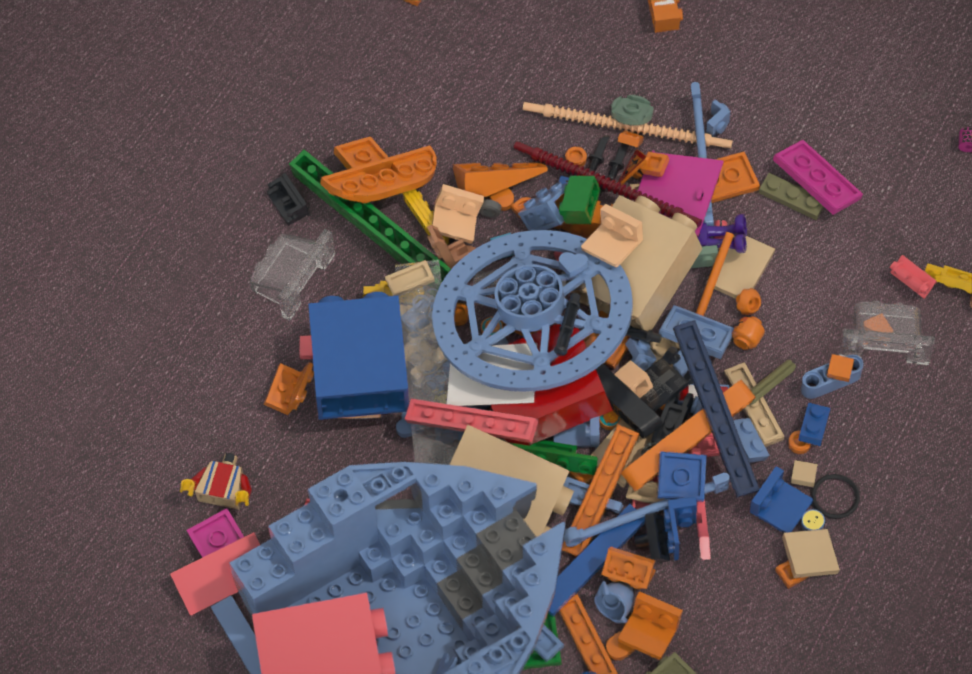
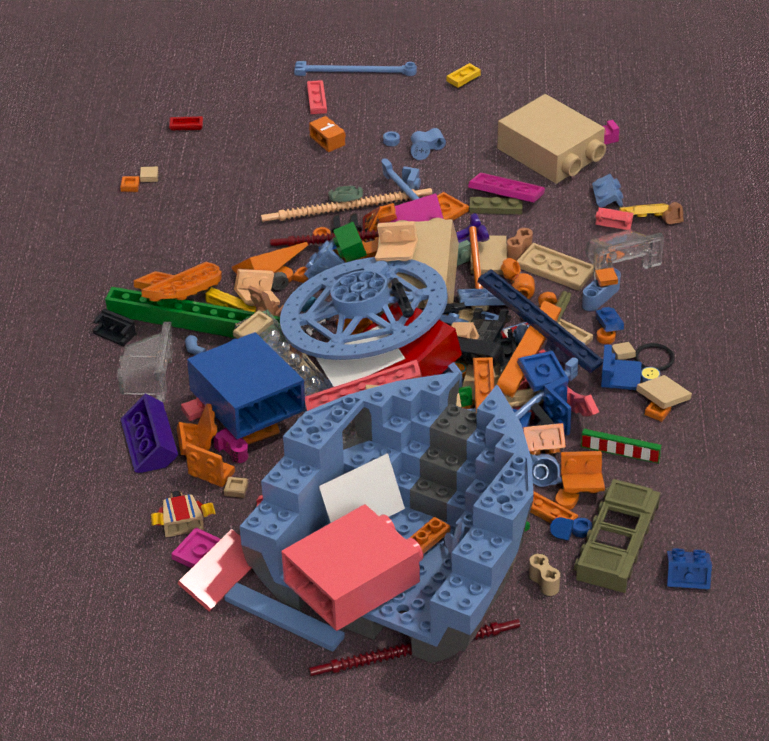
camera: 30 degrees left, 20 degrees down
(246, 364) = (149, 435): none -> dark purple slope
(283, 434) = (207, 465): none -> orange bracket
(297, 470) = (236, 487): none -> tan tile
(323, 428) = (234, 447): none -> dark pink leg
(354, 255) = (191, 345): none -> medium blue arm
(381, 572) = (369, 485): none -> white sticker
(431, 644) = (431, 533): none -> orange tile
(630, 138) = (358, 209): orange tile -> none
(717, 605) = (621, 446): none -> tile
(734, 42) = (391, 138): none -> medium blue tile
(753, 77) = (420, 150): none -> medium blue piece
(762, 365) = (547, 296): none -> orange tile
(772, 65) = (433, 138): none -> medium blue axle
(776, 270) = (520, 243): none -> nougat axle
(805, 316) = (556, 266): none -> tan tile
(909, 127) = (551, 138): none -> tan brick
(931, 232) = (607, 191): none -> medium blue bracket

